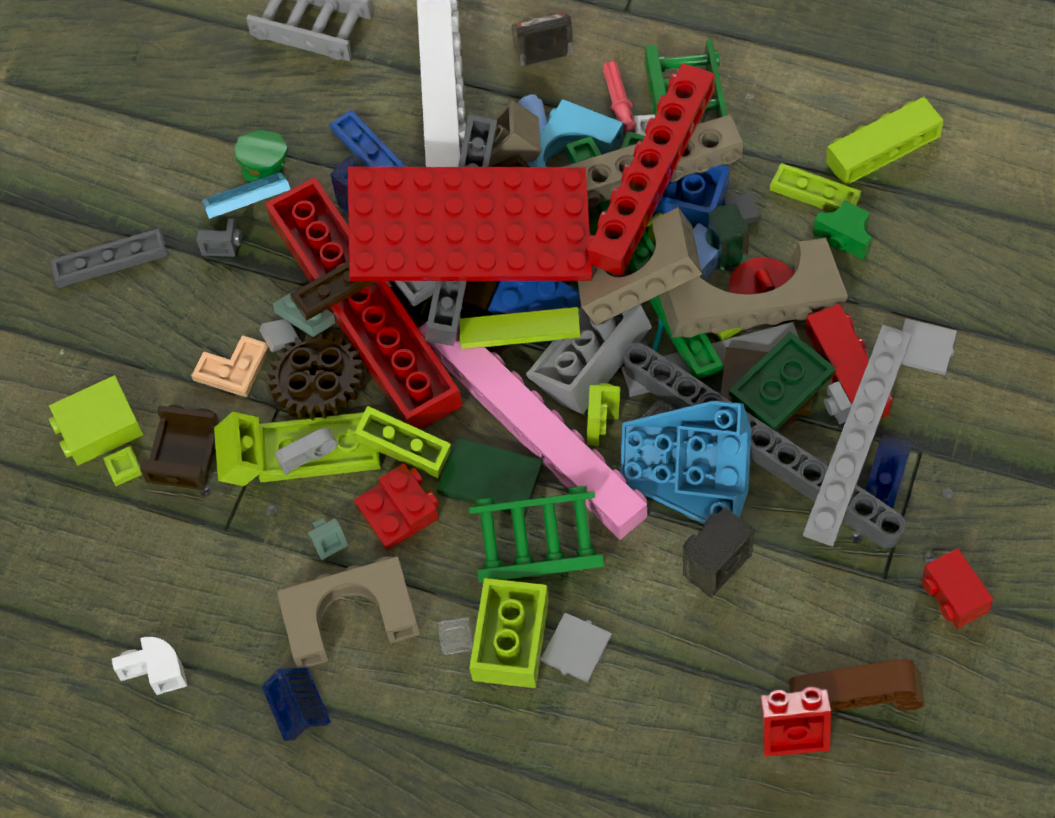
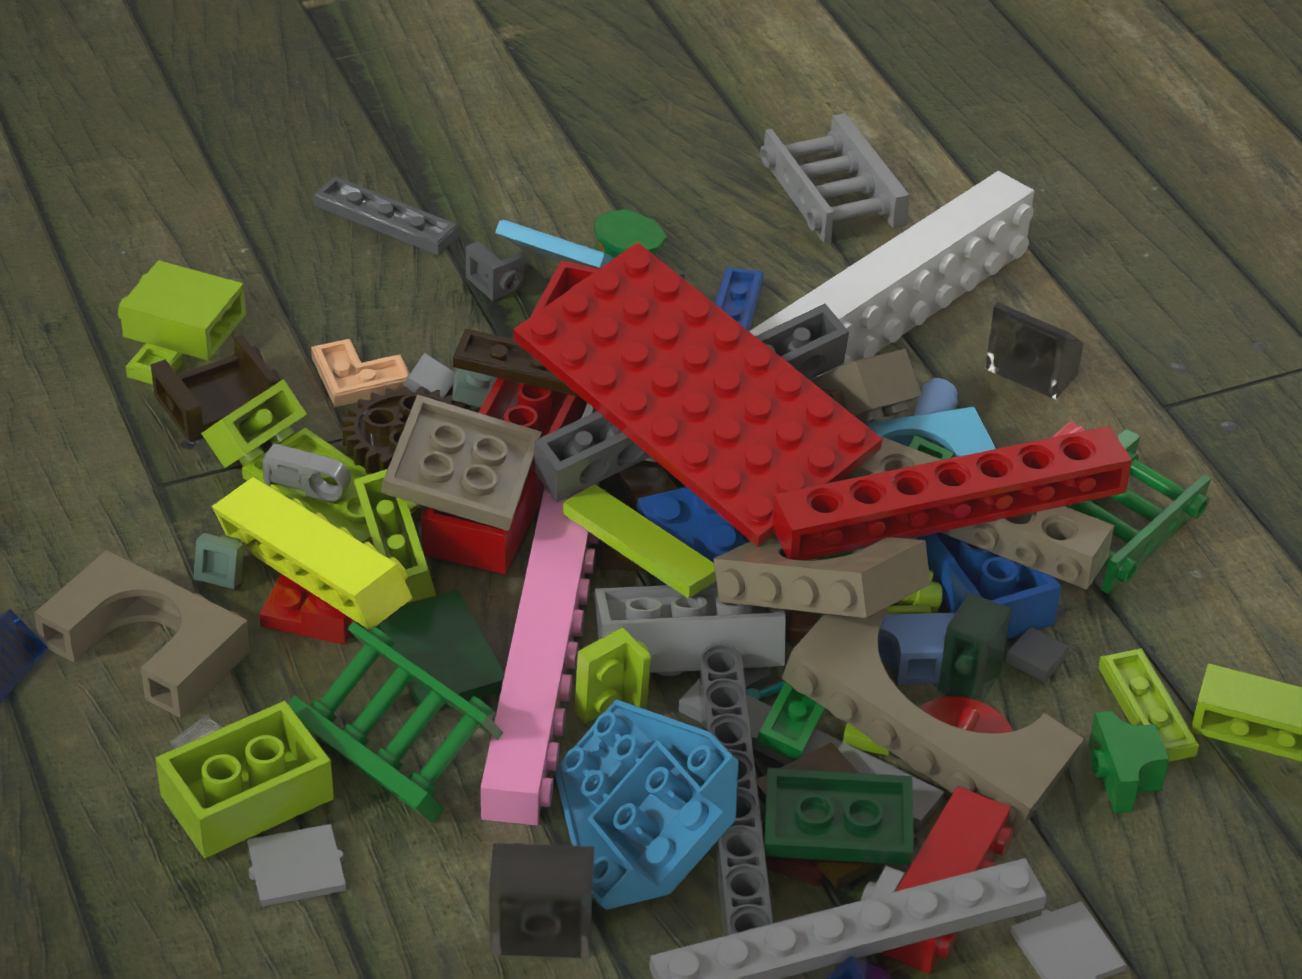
camera: 40 degrees right, 20 degrees down
(382, 490) = (314, 552): none -> neon yellow brick
(397, 371) = (461, 462): none -> dark tan plate

